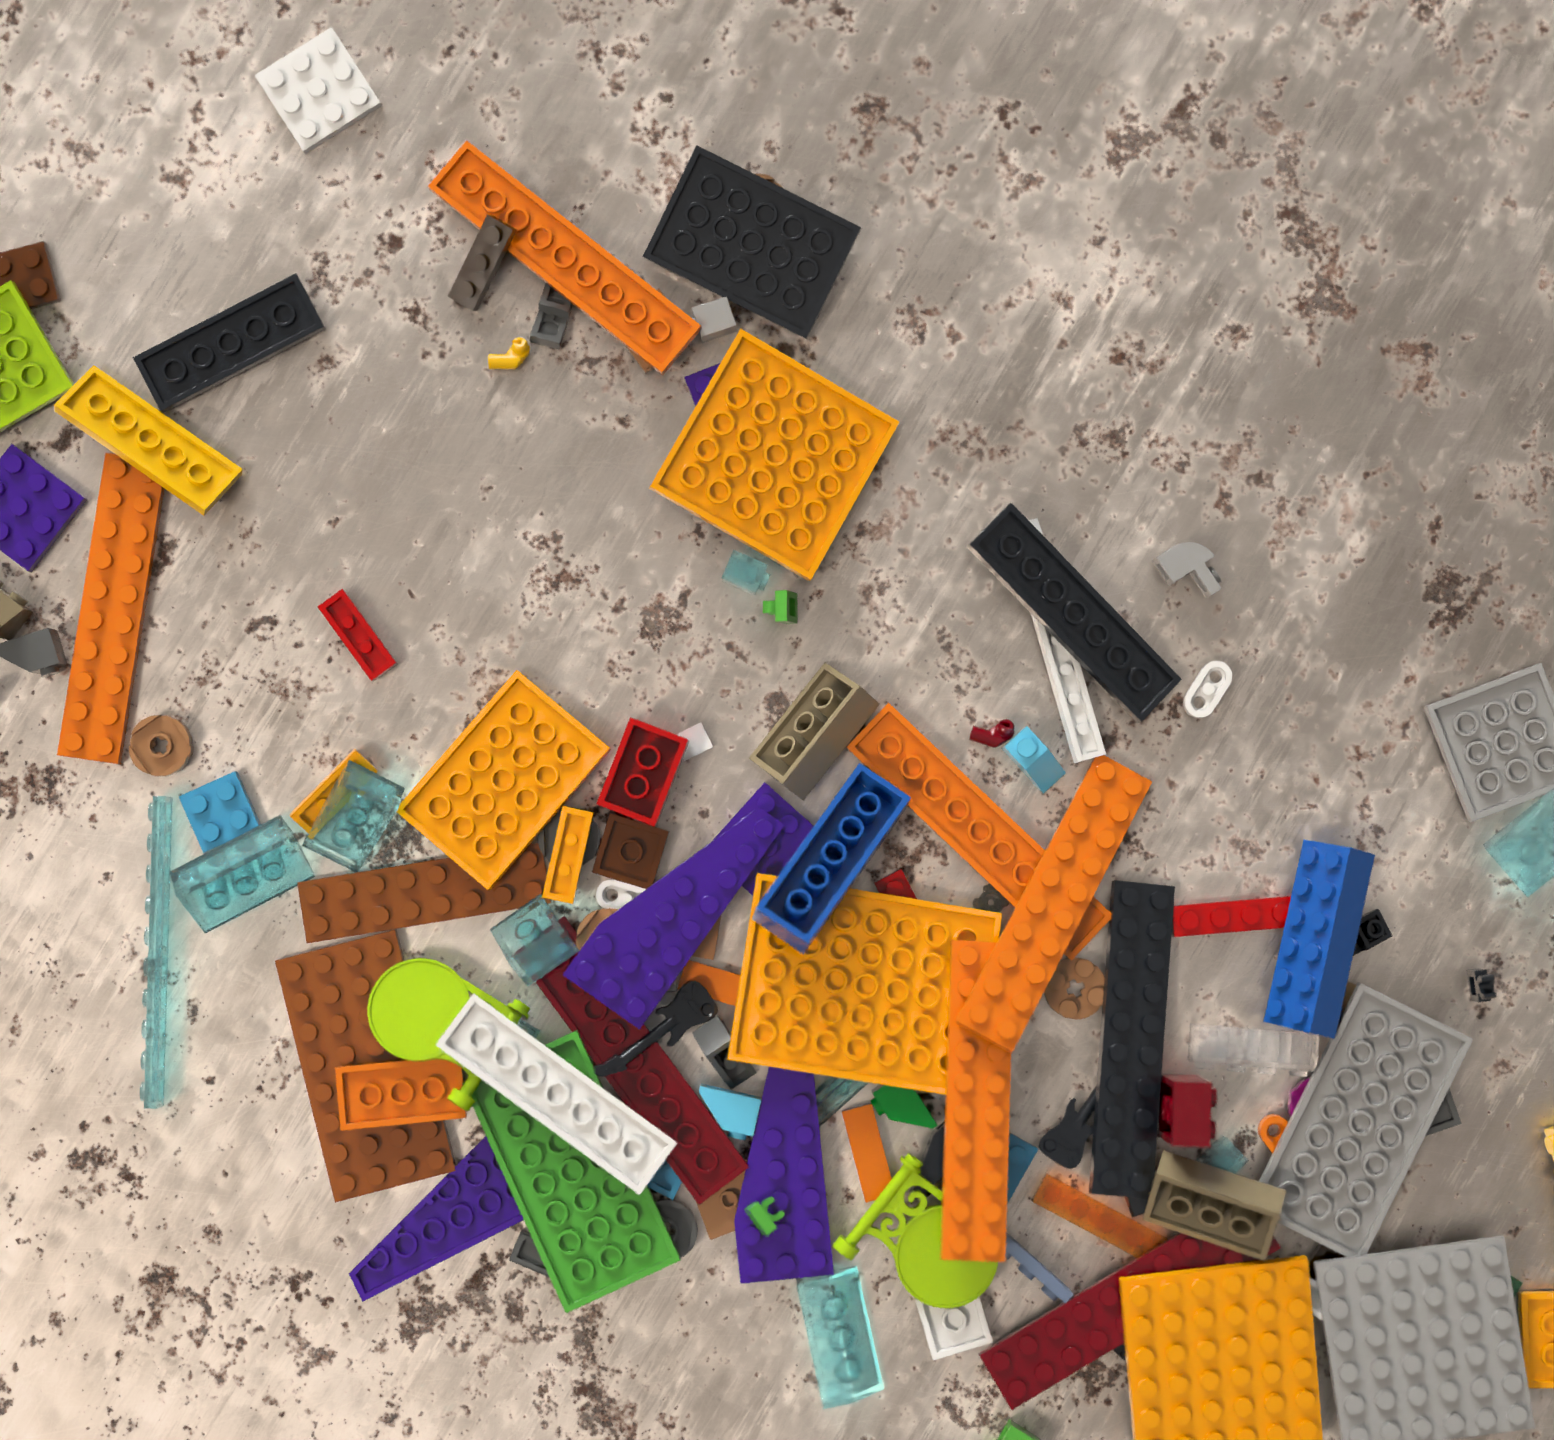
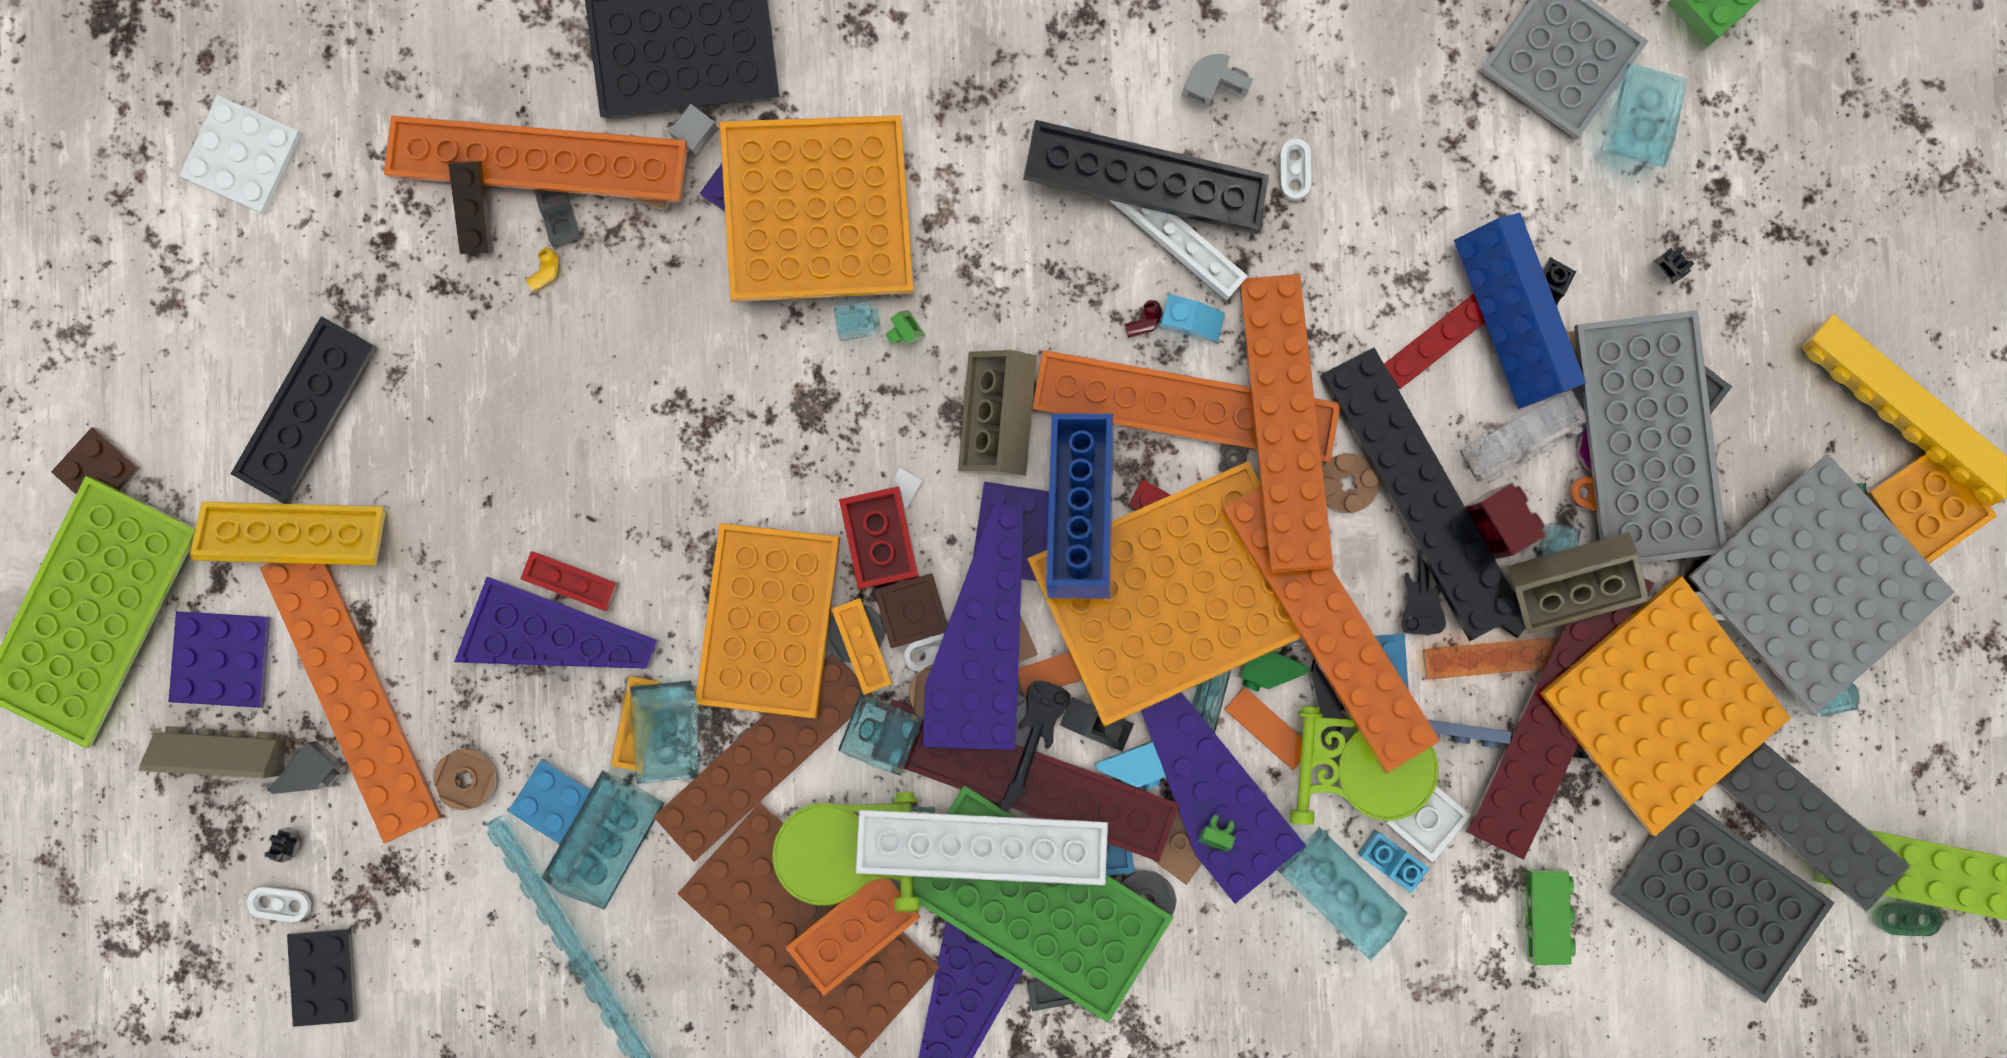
camera: 35 degrees left, 0 degrees up
(301, 658) = (534, 630): none -> dark purple wing
(900, 1337) = (1393, 861): none -> medium azure slope

